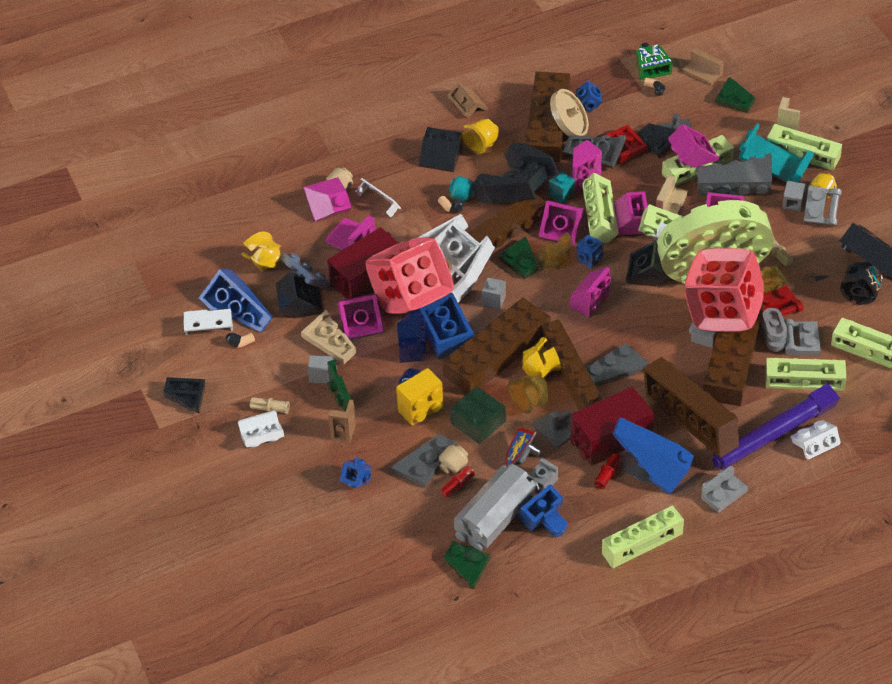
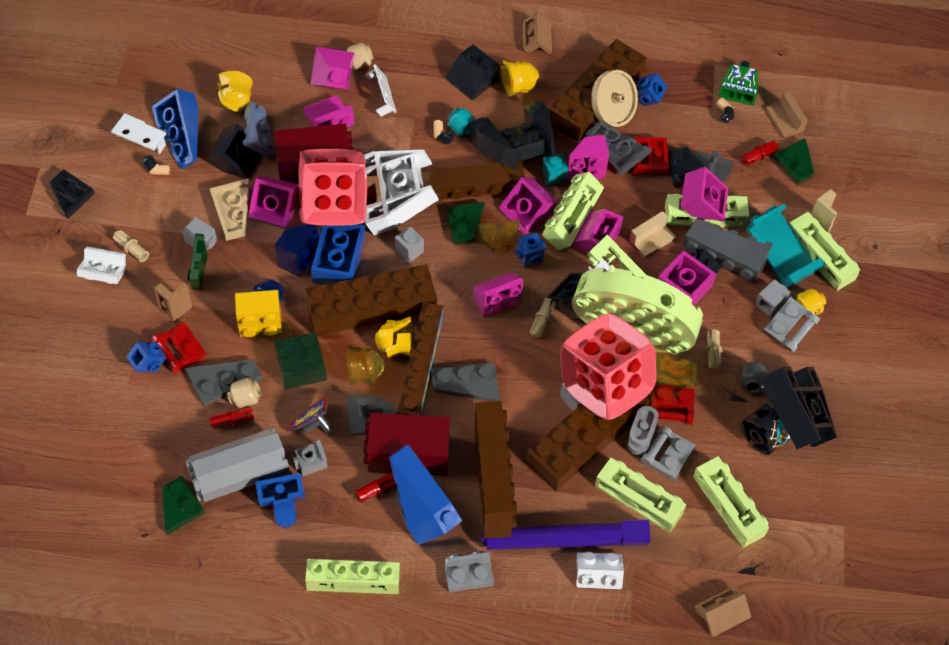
camera: 25 degrees right, 10 degrees up
(375, 452) = (185, 344): none -> red plate
(636, 293) = (542, 318): none -> tan axle
(703, 103) = (759, 153): none -> red axle
(822, 255) = (750, 376): none -> dark grey head

